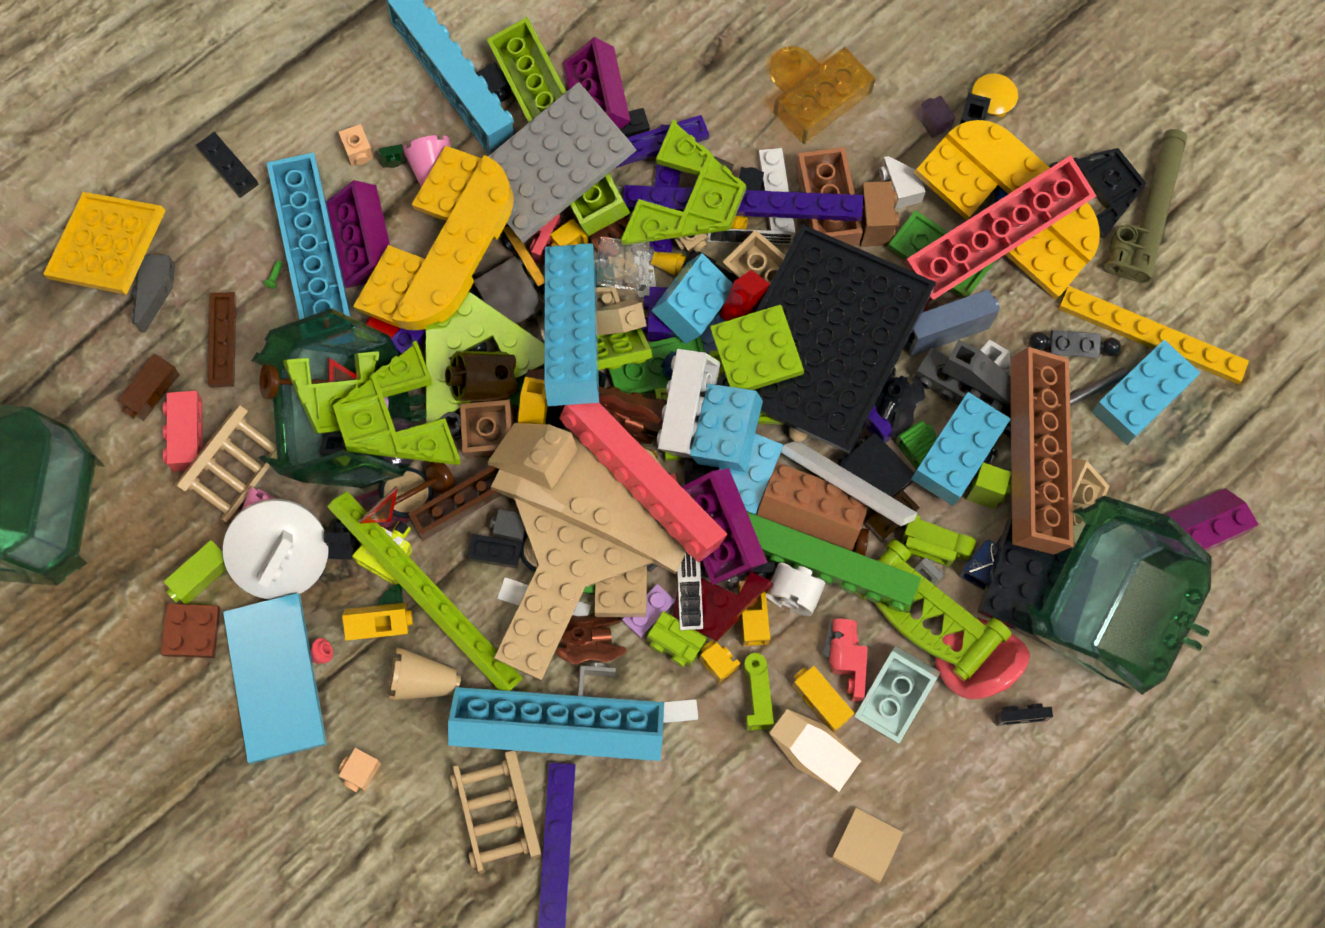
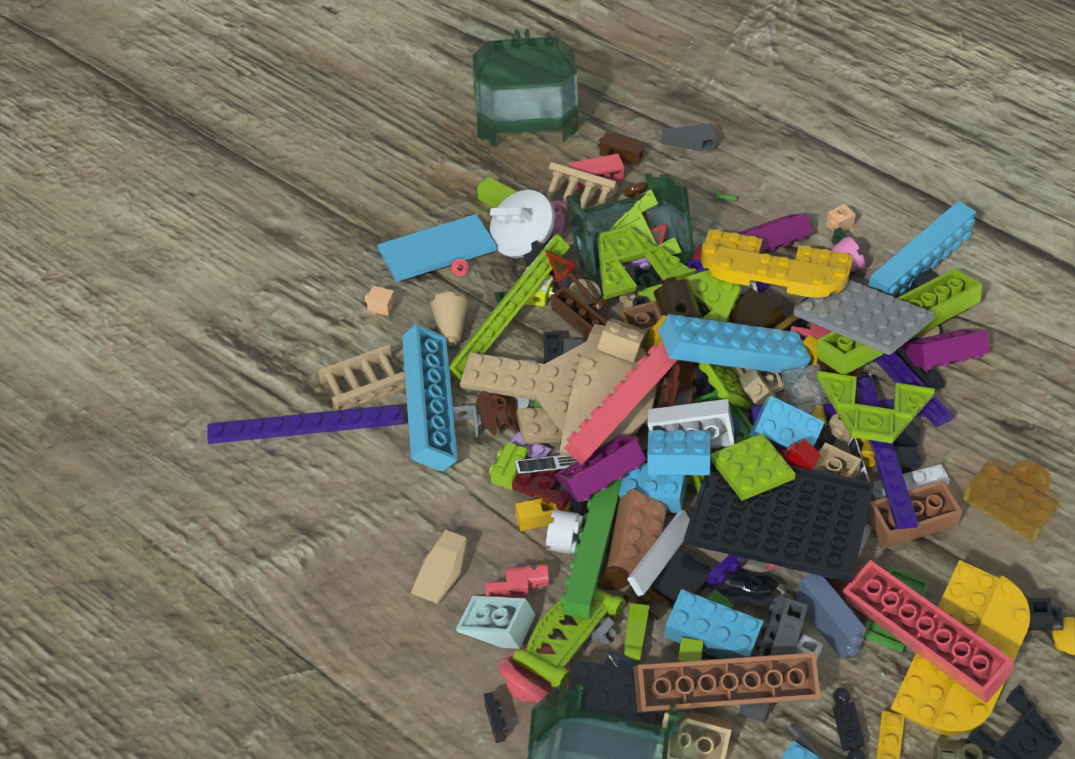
camera: 85 degrees right, 20 degrees down
(104, 242) = (715, 106): yellow plate -> none
(190, 631) = (460, 202): copper plate -> none
(222, 340) = (684, 175): reddish brown plate -> none
(227, 164) = (798, 158): black plate -> none
(307, 235) = (754, 204): medium azure brick -> none
(377, 621) = (484, 289): yellow brick -> none
(680, 711) = (456, 478): white sticker -> none
(718, 661) = (497, 494): yellow brick -> none
(757, 671) = (480, 525): lime leg -> none
(822, 698) = (480, 568): yellow brick -> none
(867, 845) = (369, 615): tan slope -> none
(878, 213) = (912, 547): medium nougat brick -> none
(904, 181) = (944, 567): white slope -> none
(932, 552) = (621, 629): lime tile -> none
(936, 116) = (1031, 585): clear purple brick -> none

